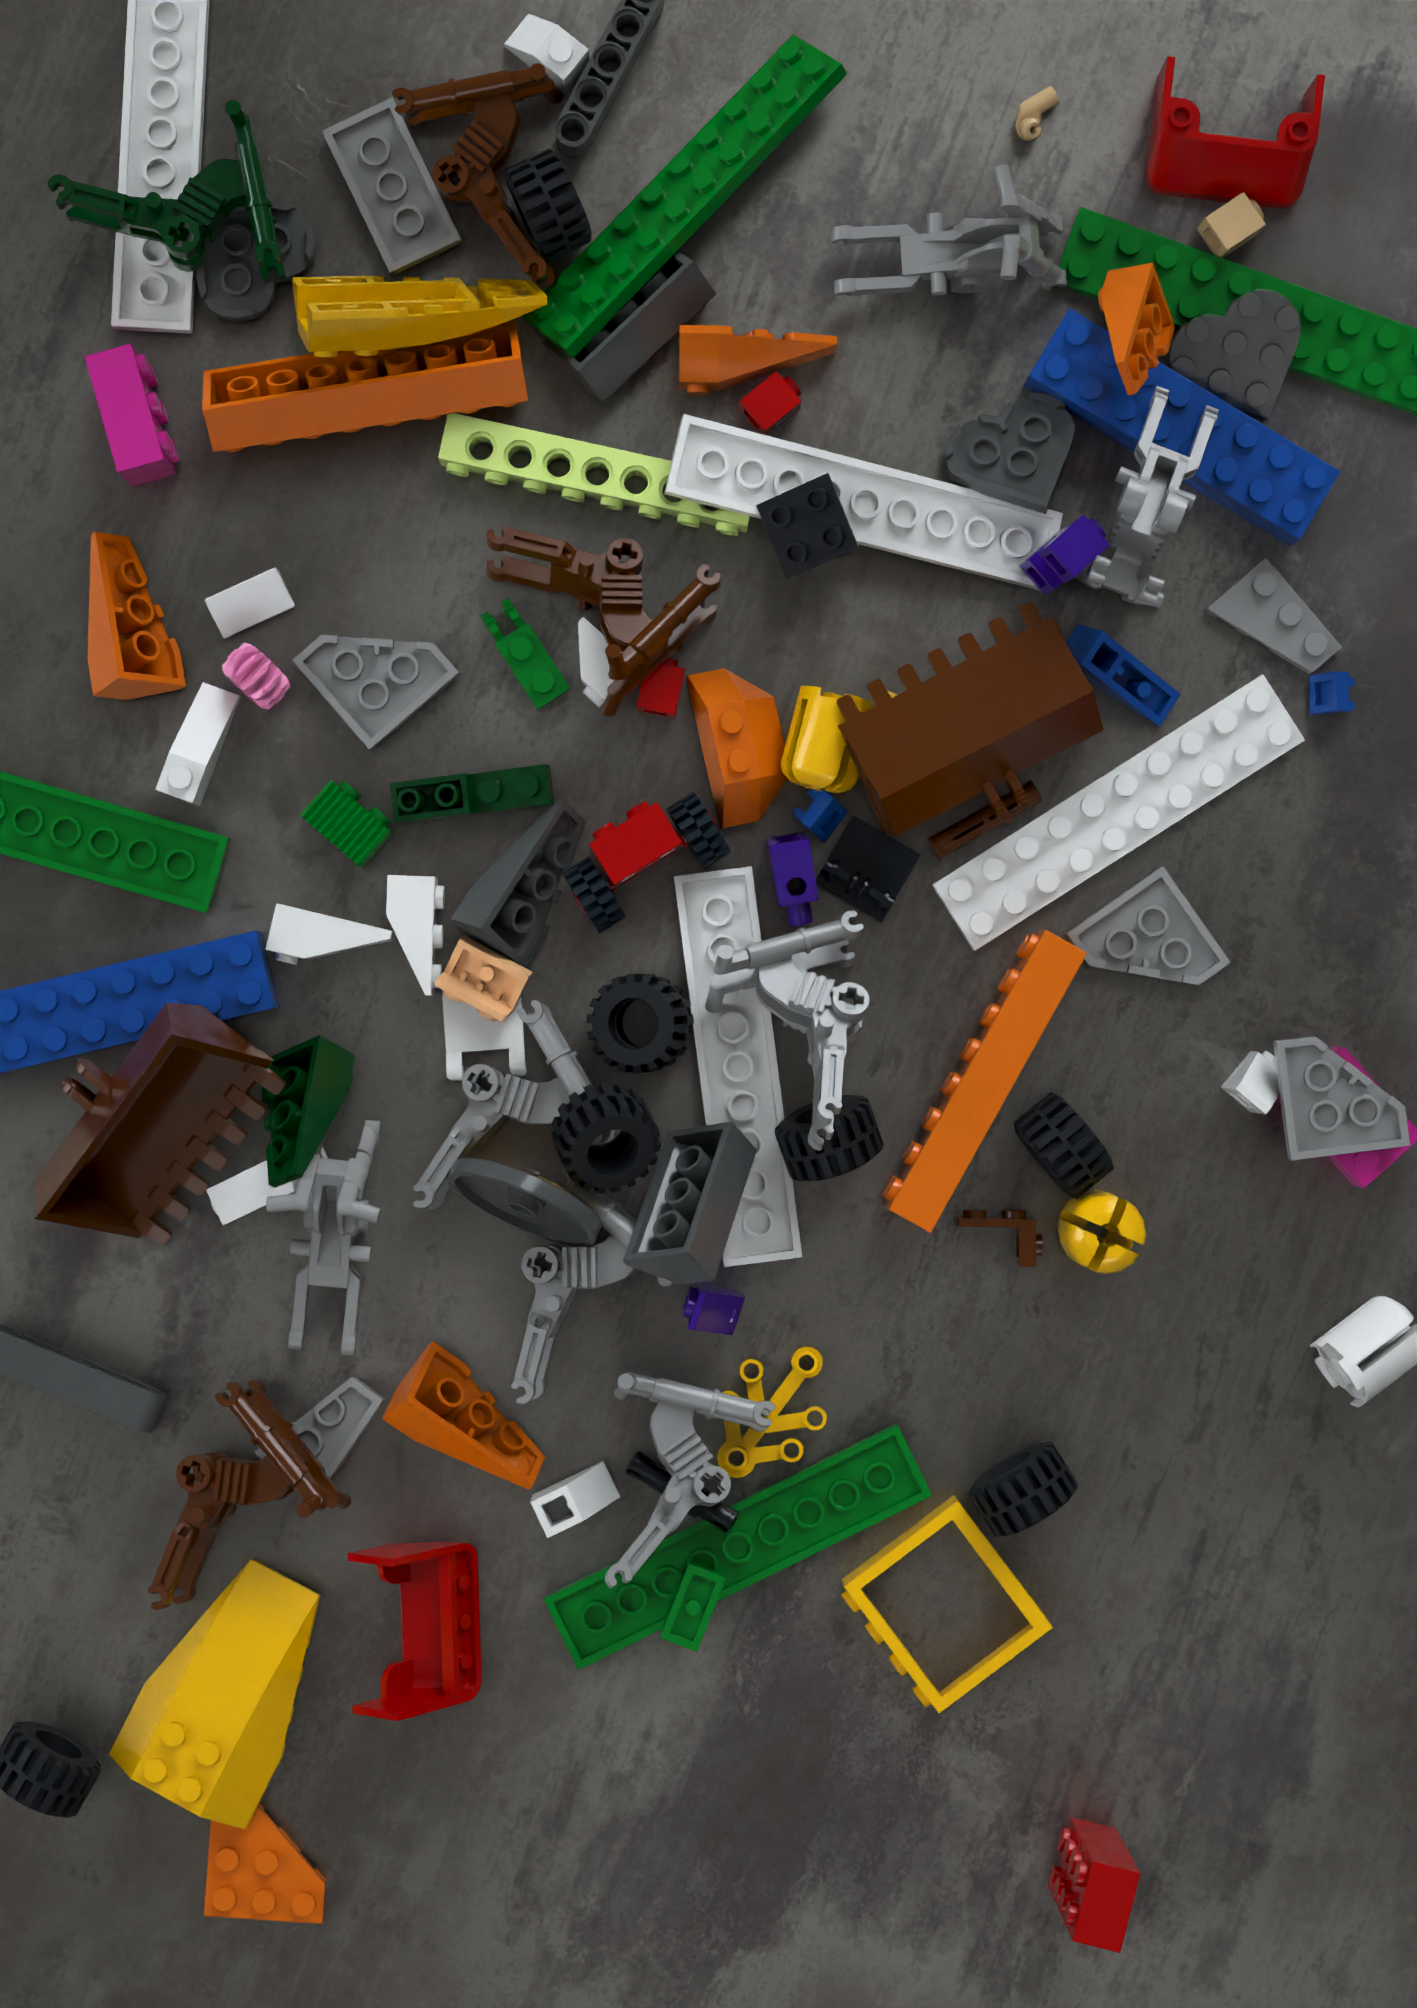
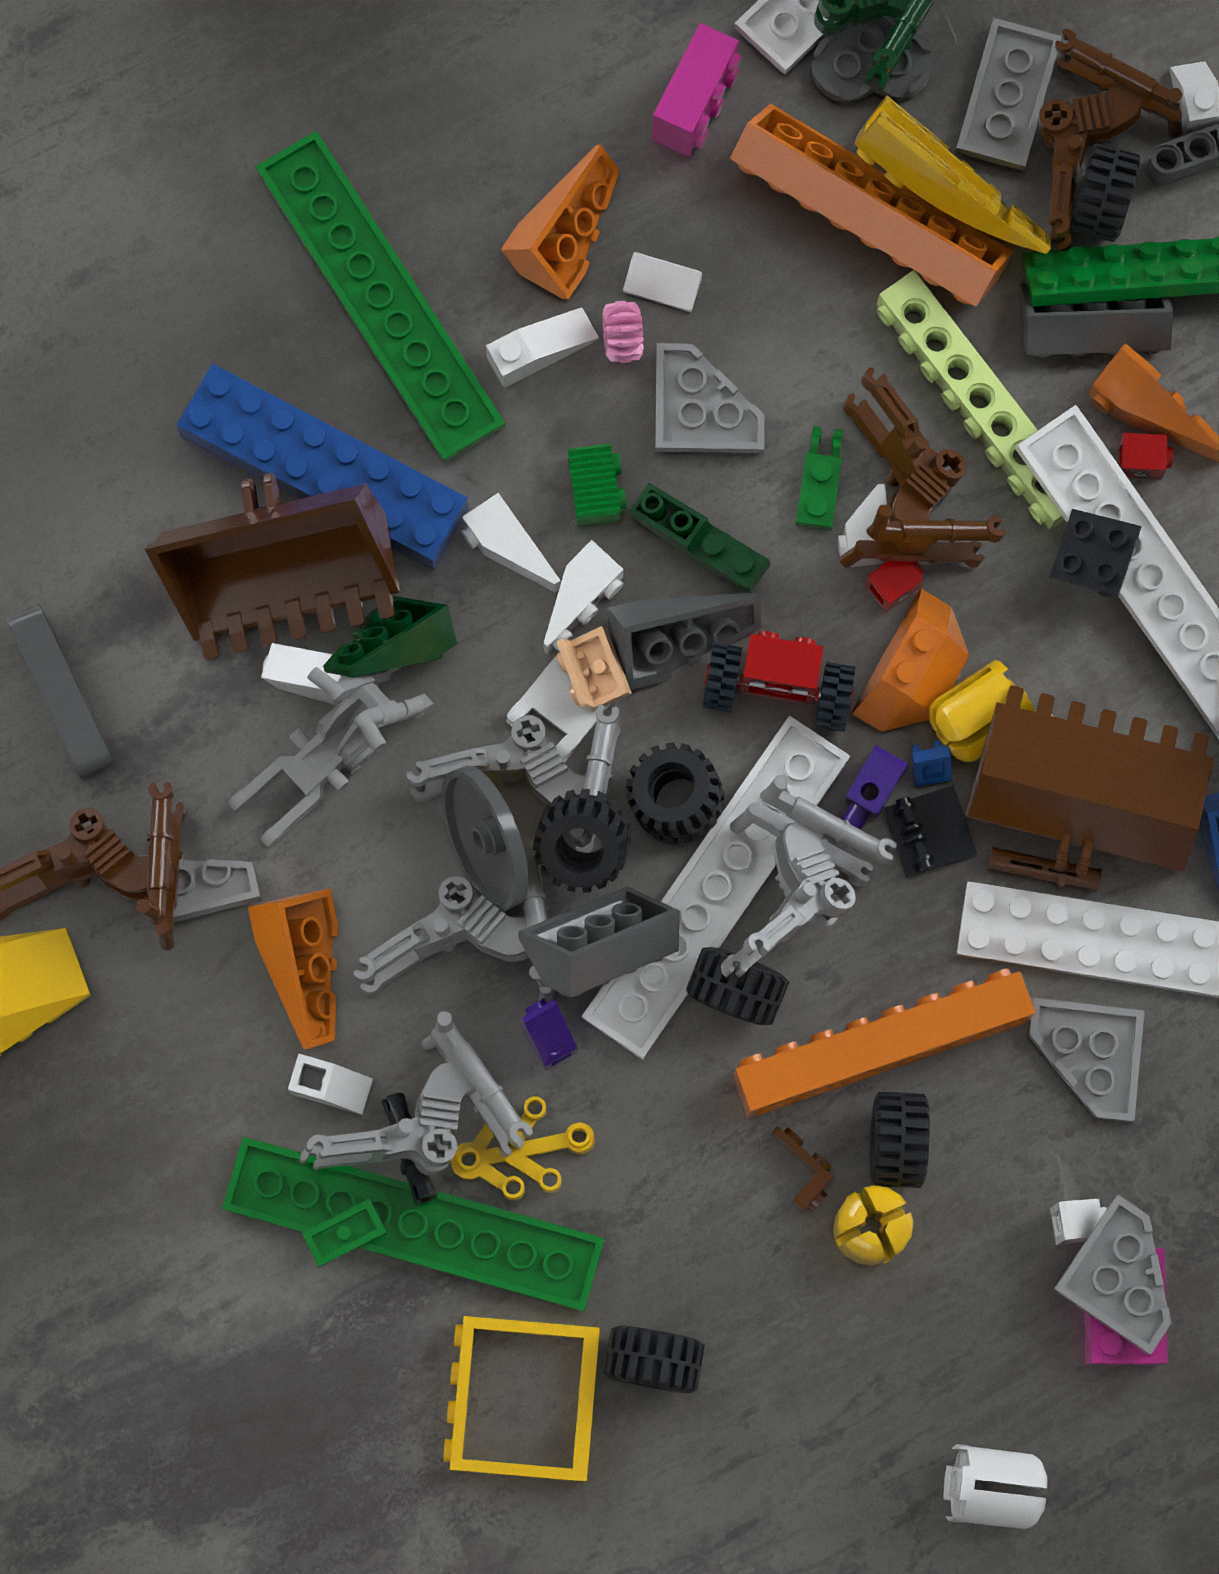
camera: 45 degrees right, 10 degrees down
(437, 1627) = (154, 1086): red windscreen -> none

